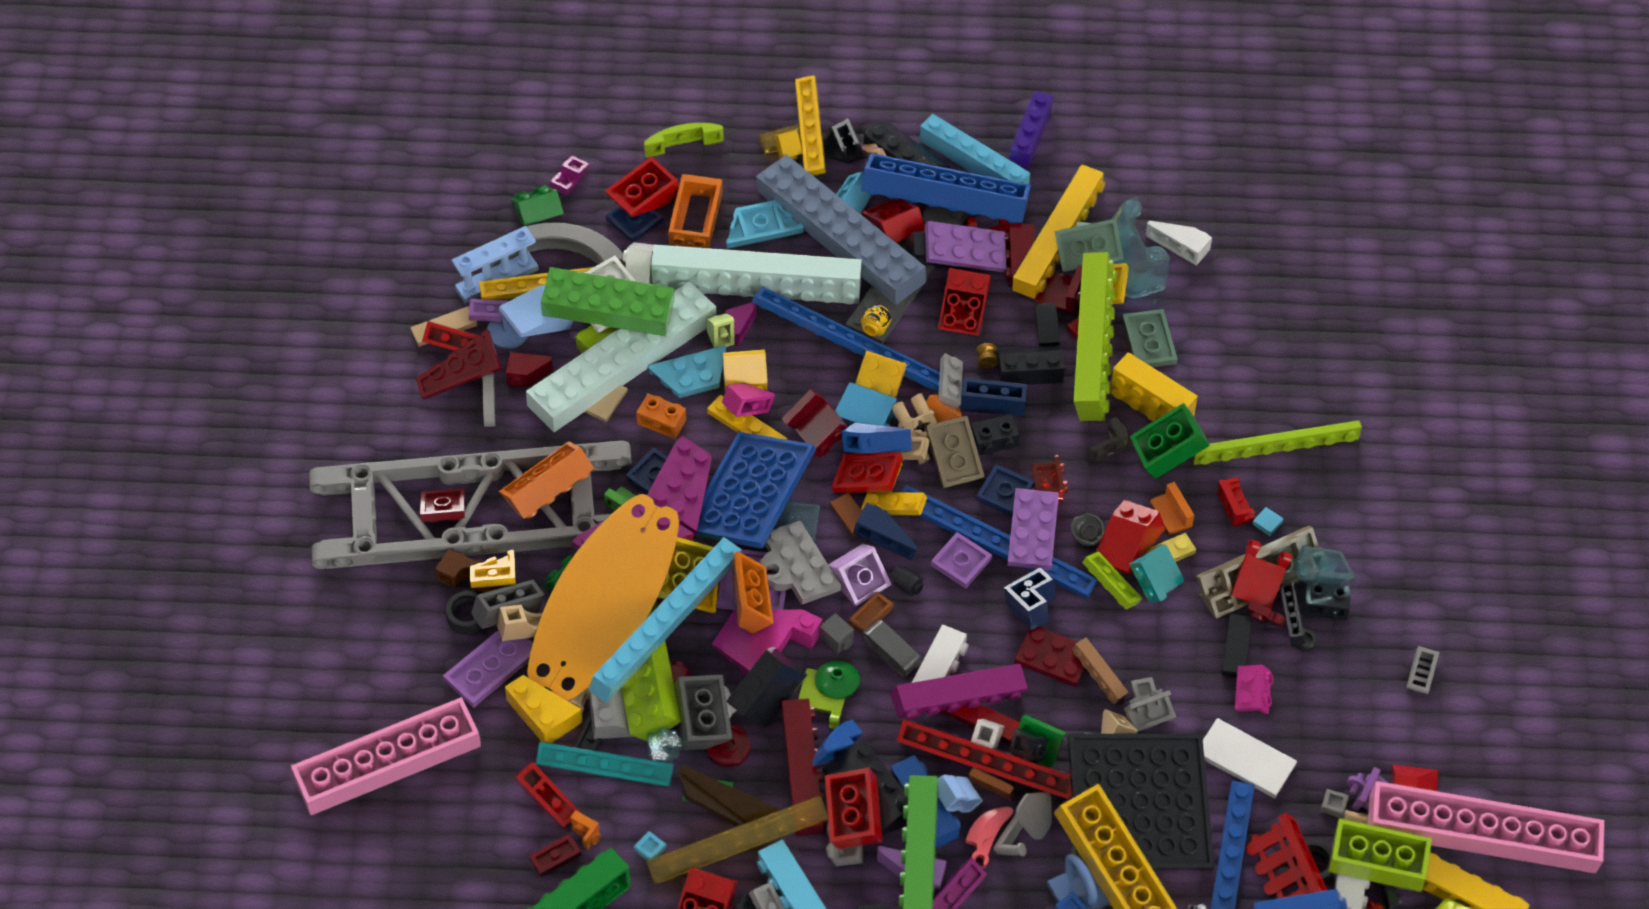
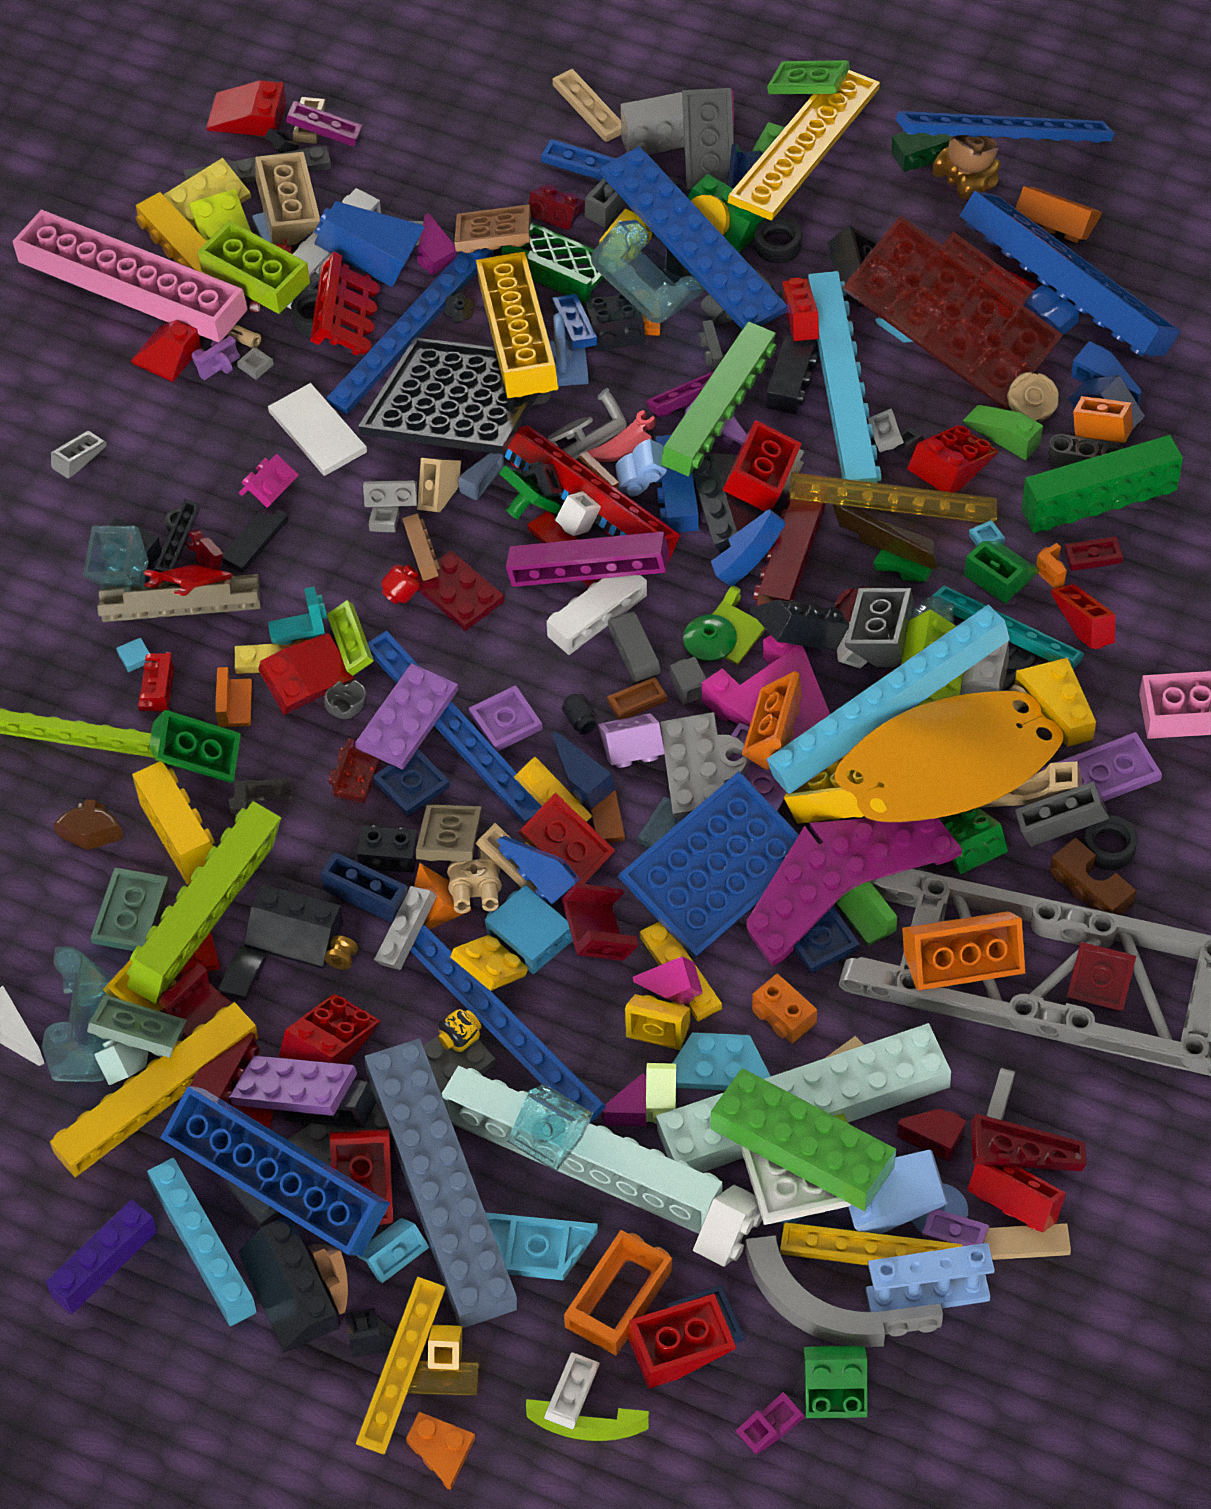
camera: 155 degrees left, 0 degrees up
(494, 572) = (1065, 852): yellow wing -> none
(626, 809) = (998, 570): none -> green slope
(697, 144) = (572, 1390): none -> white tile
(766, 104) = (440, 1446): none -> orange wing
(776, 253) = (549, 1126): none -> clear light blue slope
(1030, 596) = (457, 642): dark blue brick -> none
(1098, 632) = (400, 584): none -> red head
(1215, 383) = (88, 825): none -> reddish brown piece

